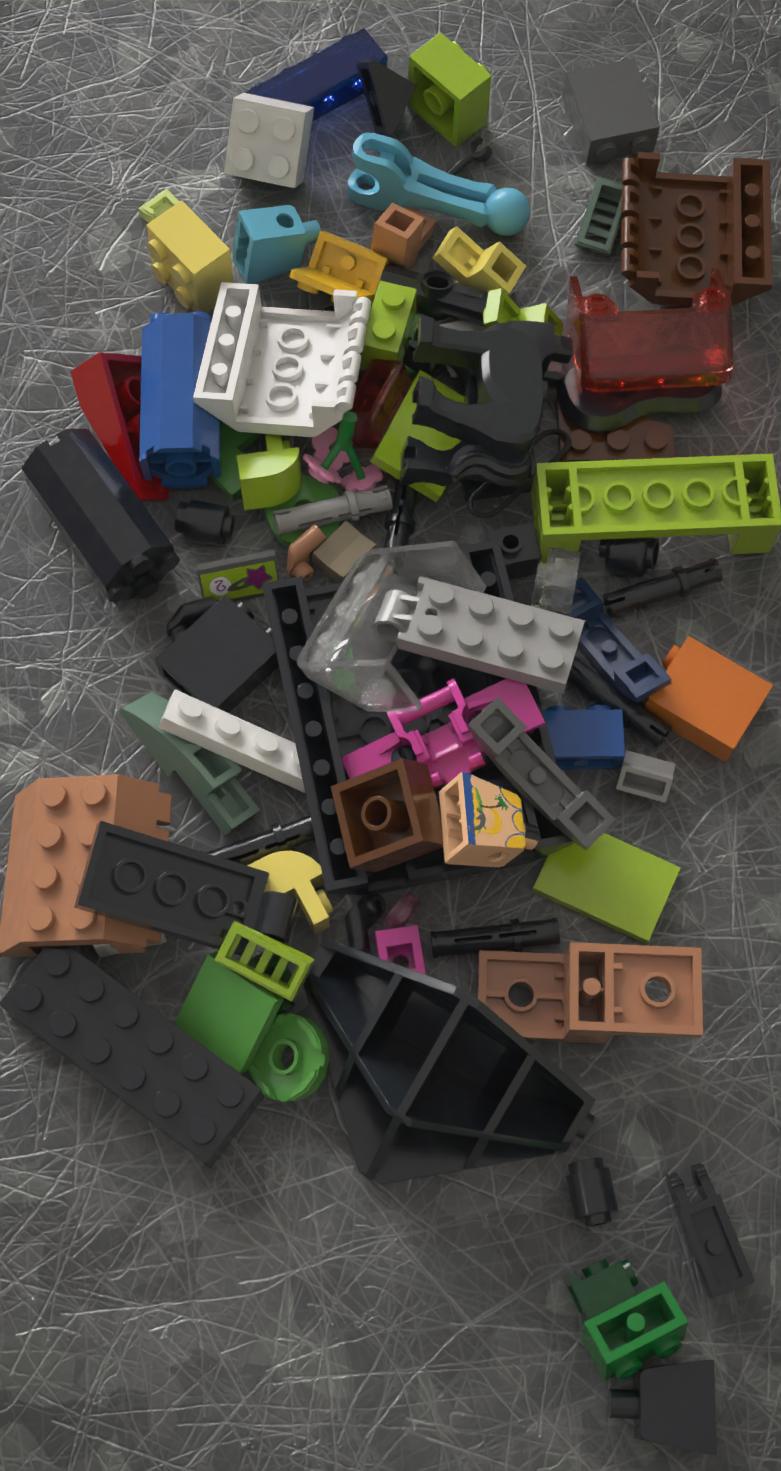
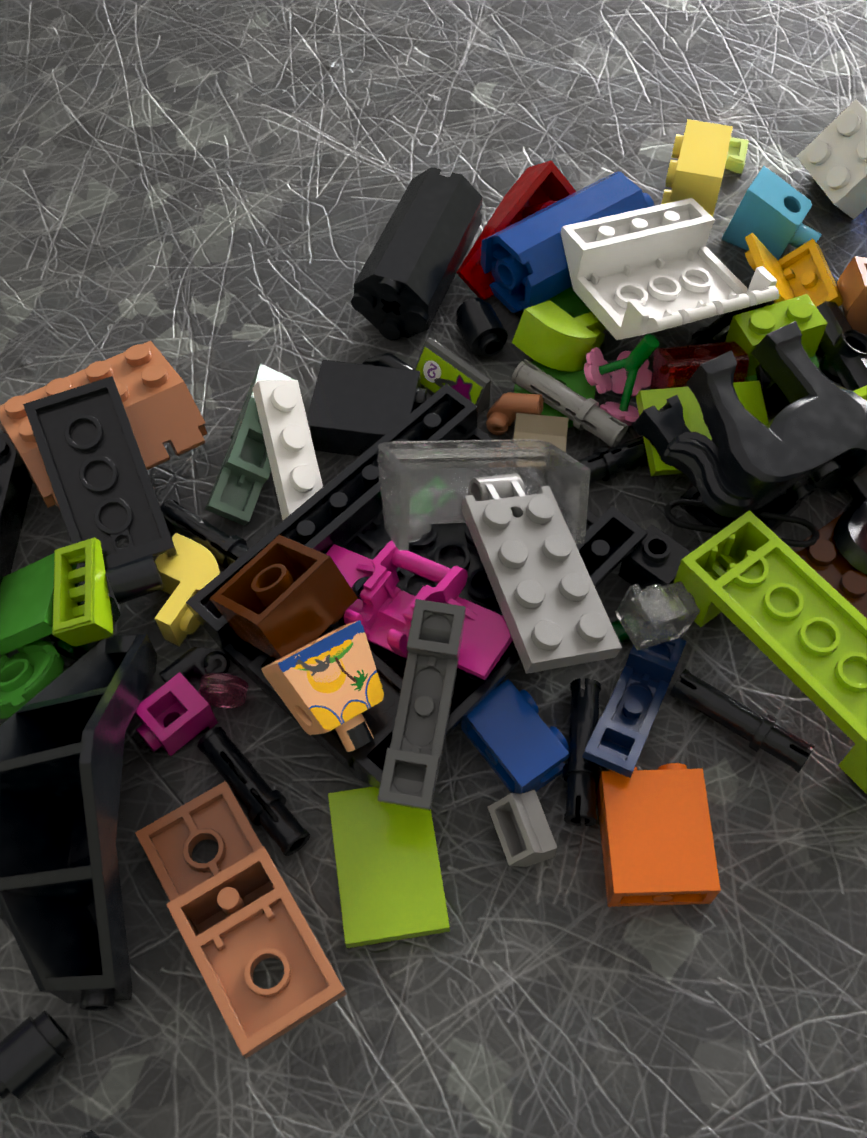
camera: 60 degrees right, 10 degrees down
(630, 555) = (747, 668): black head -> none

